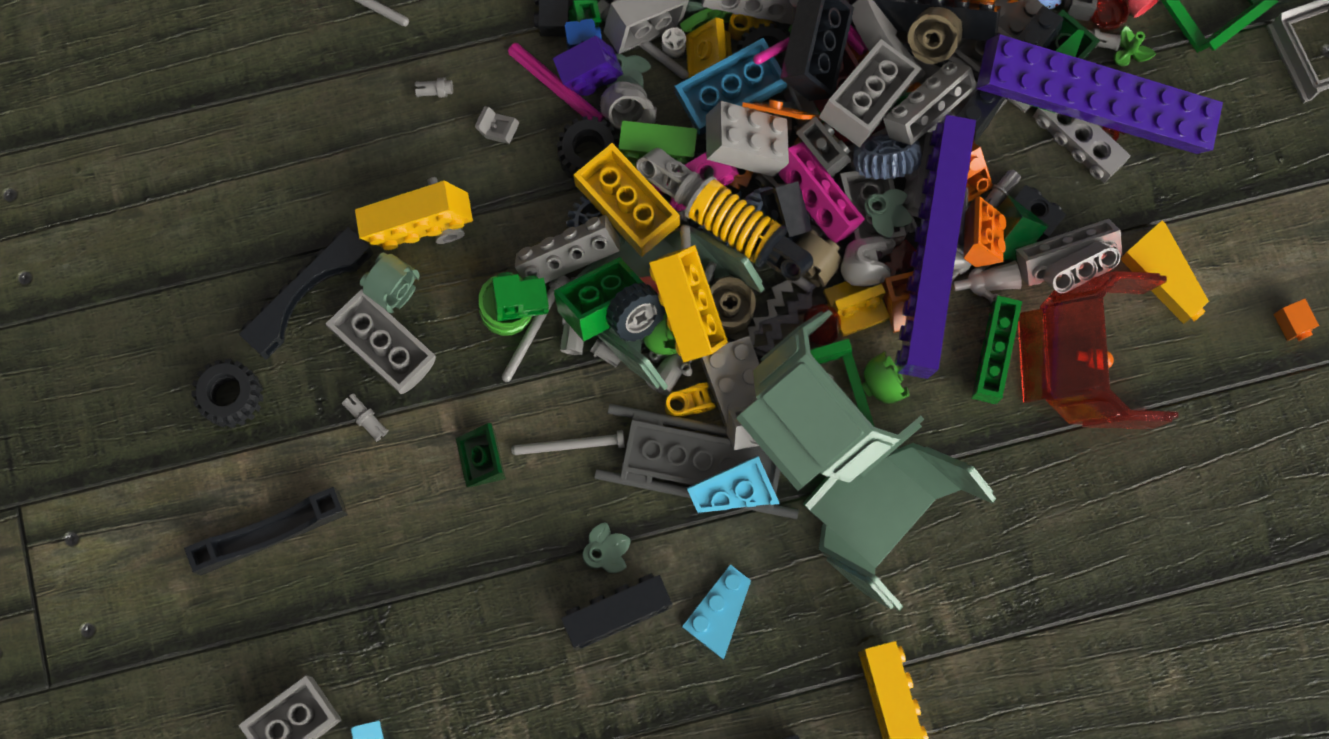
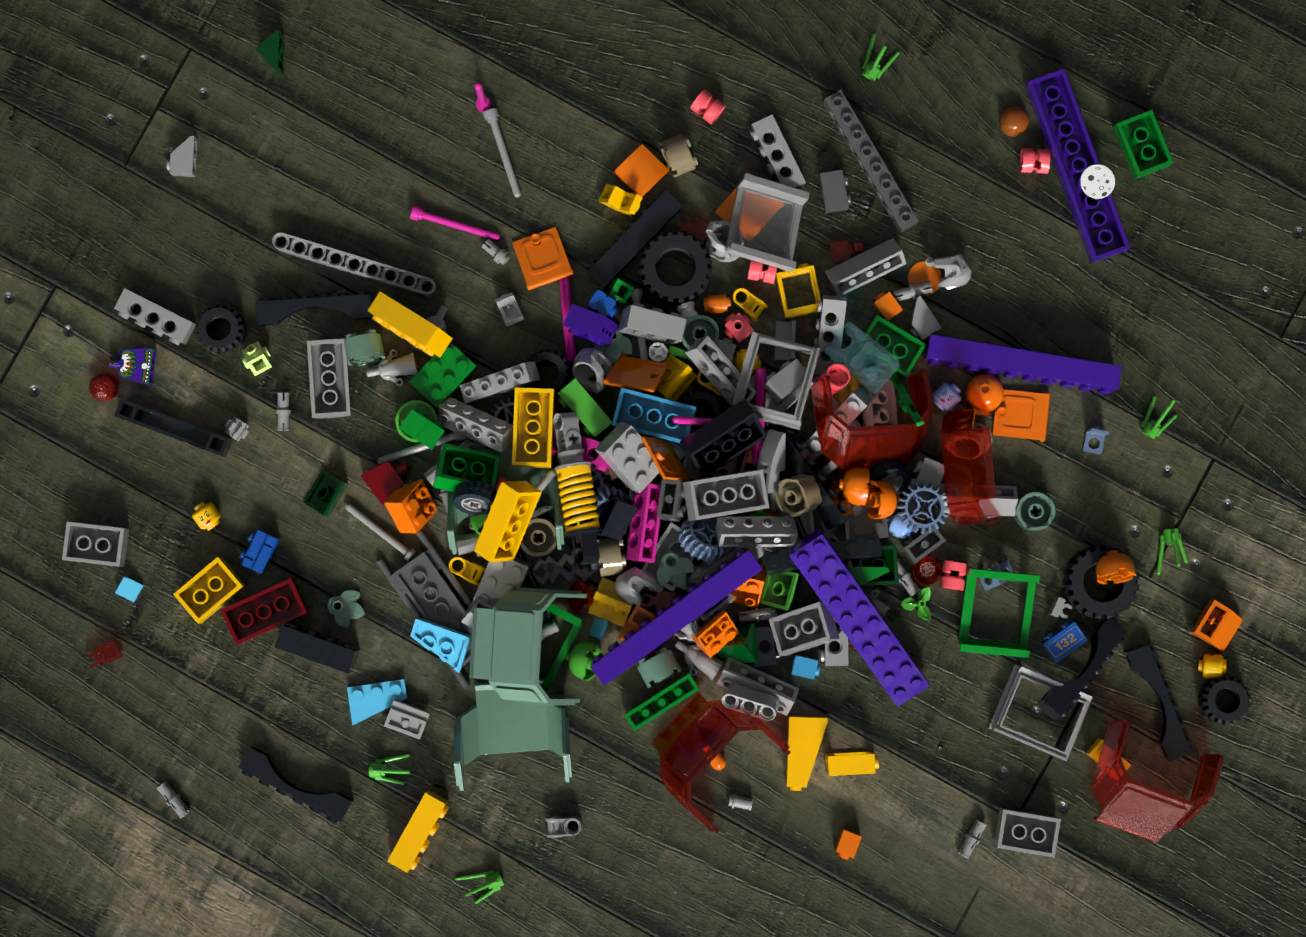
camera: 45 degrees right, 10 degrees up
(42, 93) = (273, 51): none -> dark green slope
(43, 268) = (184, 159): none -> light grey slope
(108, 447) = (129, 300): none -> light grey brick
(158, 559) = (104, 386): none -> clear red hair
(171, 506) = (136, 364): none -> torso
(290, 388) = (256, 358): none -> yellowish green brick
(294, 215) = (347, 258): none -> light grey beam
(327, 117) = (419, 213): none -> dark pink piece
(332, 474) = (236, 428): none -> light grey gear
(380, 588) = (206, 515): none -> yellow head
(440, 272) = (390, 368): none -> light grey piece
(452, 658) = (209, 590): none -> yellow brick
(467, 573) = (259, 551): none -> blue brick
(488, 56) = (542, 262): none -> orange container
(491, 239) = (443, 375): none -> green brick
(528, 389) = (385, 479): none -> dark red torso
(529, 626) = (265, 611): none -> dark red brick
(552, 193) = (499, 382): none -> light grey brick
(578, 389) = (411, 507): none -> orange slope
(674, 71) = (636, 373): none -> orange container
(771, 600) = (406, 719): none -> light grey plate
(792, 678) = (378, 769): none -> bright green plant
(868, 339) = (599, 628): none -> medium azure slope
(963, 320) = (658, 668): none -> sand green brick
(1001, 147) = (779, 590): none -> bright green slope
(1012, 681) = (493, 882): none -> bright green plant
(1020, 563) = (561, 826): none -> light grey piece
(1058, 157) = (803, 629): none -> light grey brick
(1091, 197) = (805, 667): none -> dark azure brick
(1155, 380) = (740, 802): none -> light grey pin
(1225, 241) = (851, 763): none -> yellow window

